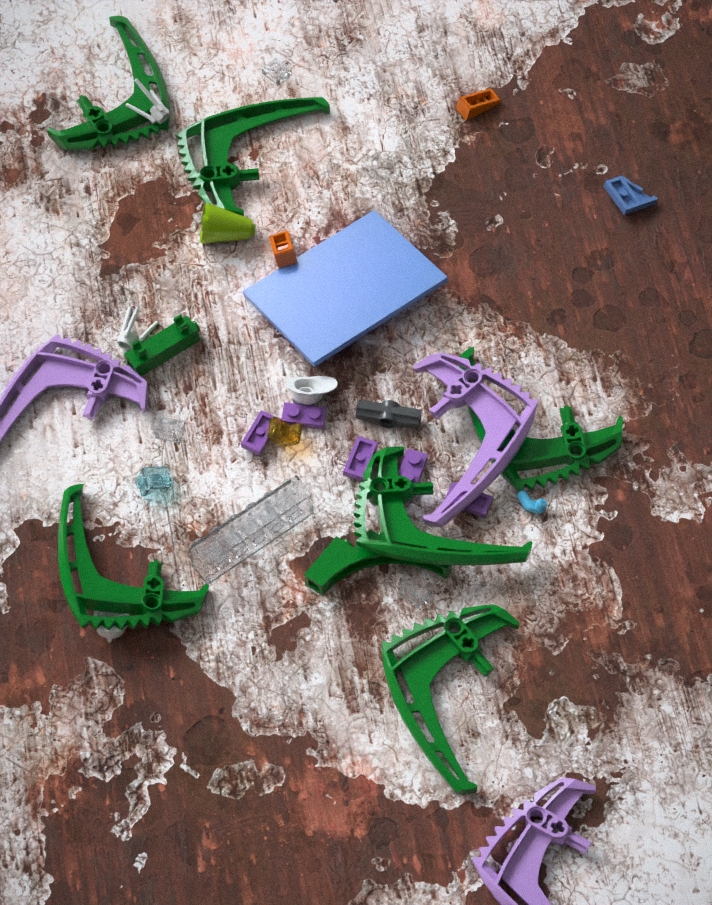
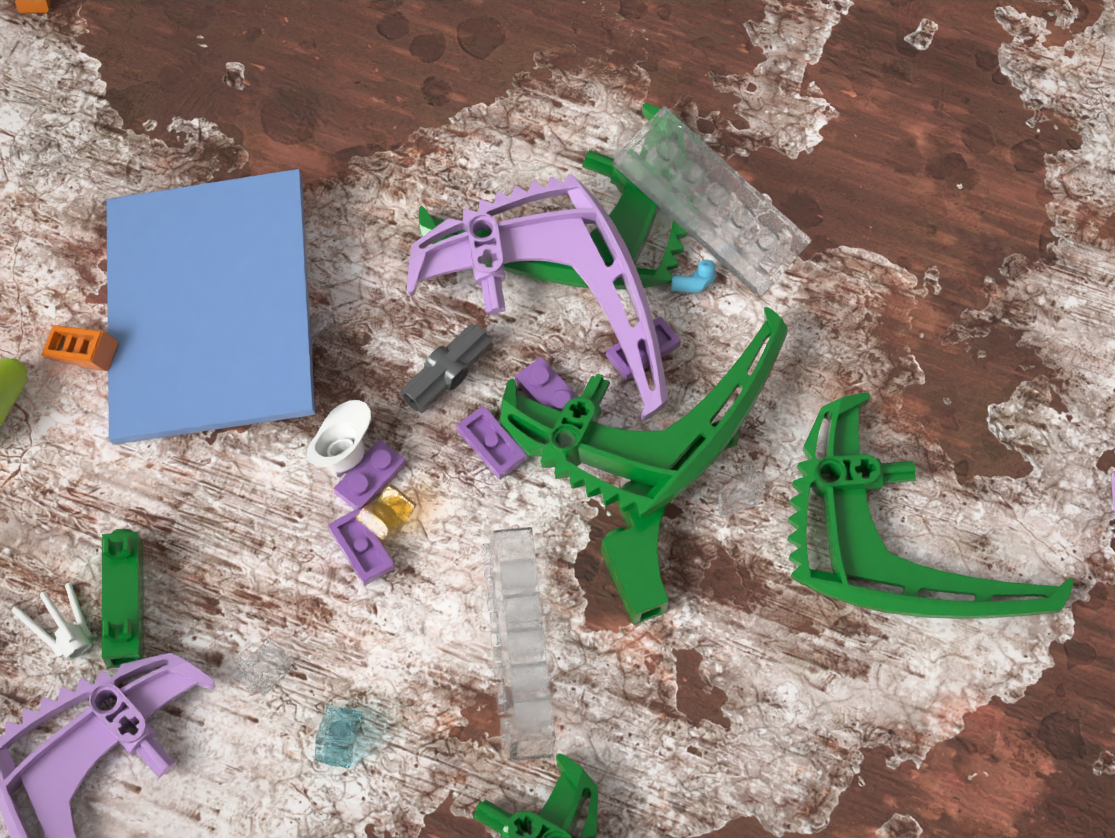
camera: 65 degrees left, 5 degrees up
(575, 478) = (711, 201): none -> clear brick

